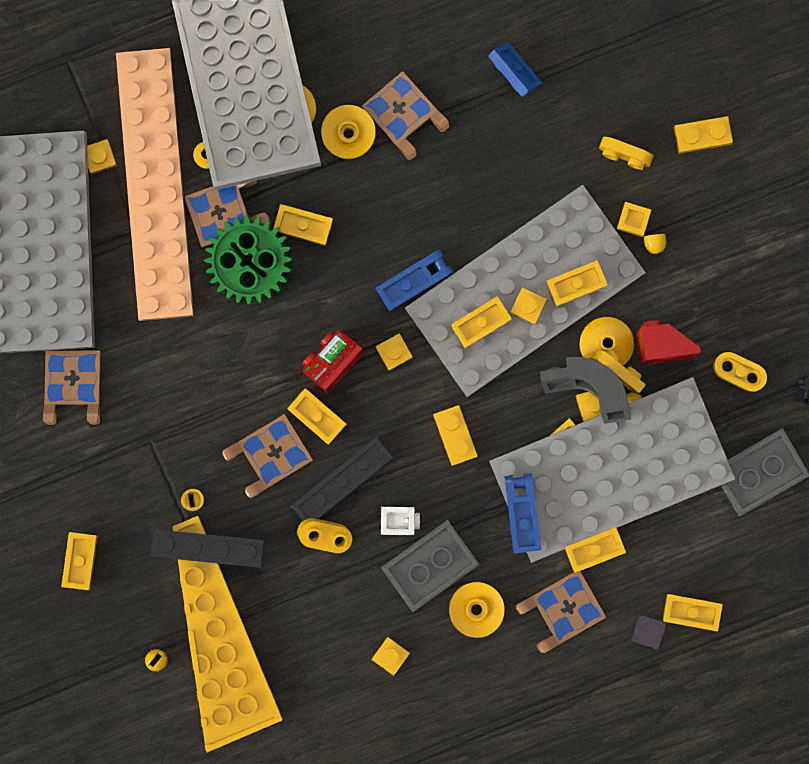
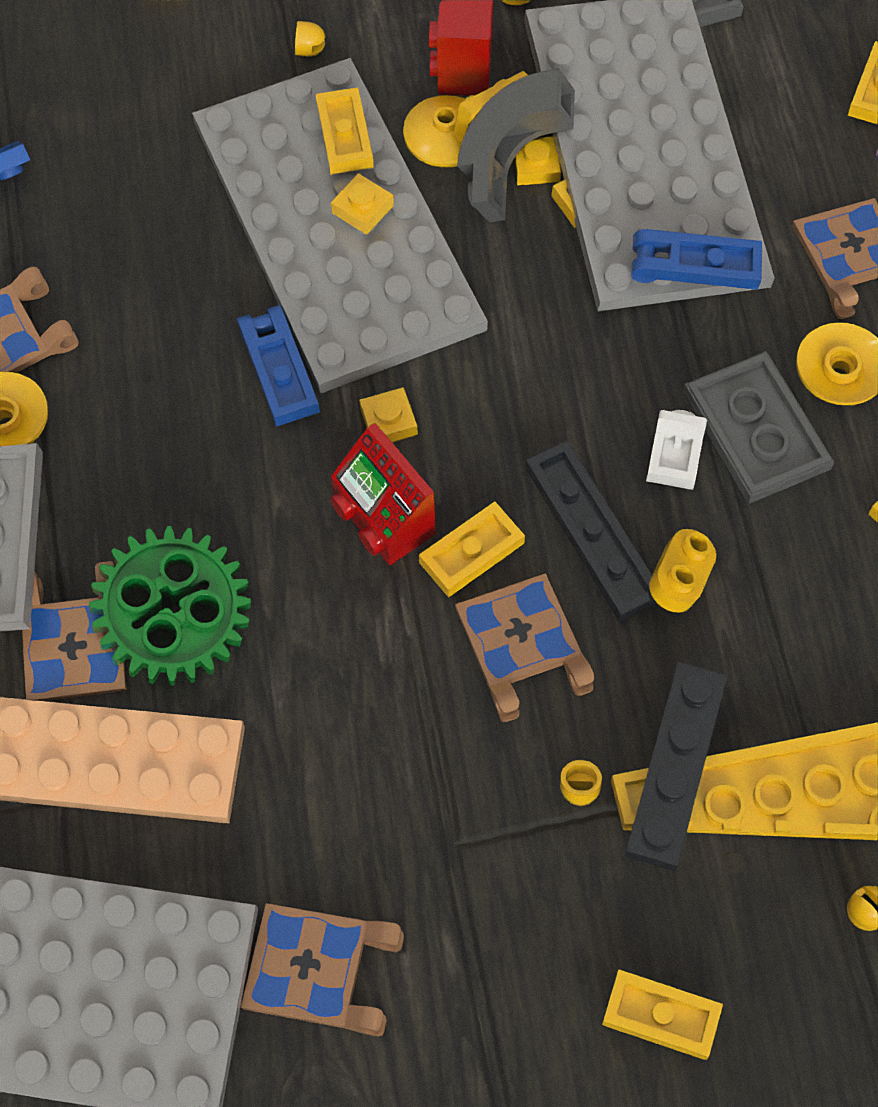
camera: 80 degrees left, 20 degrees down
(303, 224) = (137, 507): yellow plate -> none
(455, 435) = (546, 353): yellow plate -> none
(481, 322) = (372, 267): yellow plate -> none
(595, 550) = (769, 189): yellow plate -> none
(616, 149) = (160, 49): yellow plate -> none
(633, 219) = (265, 58): yellow plate -> none

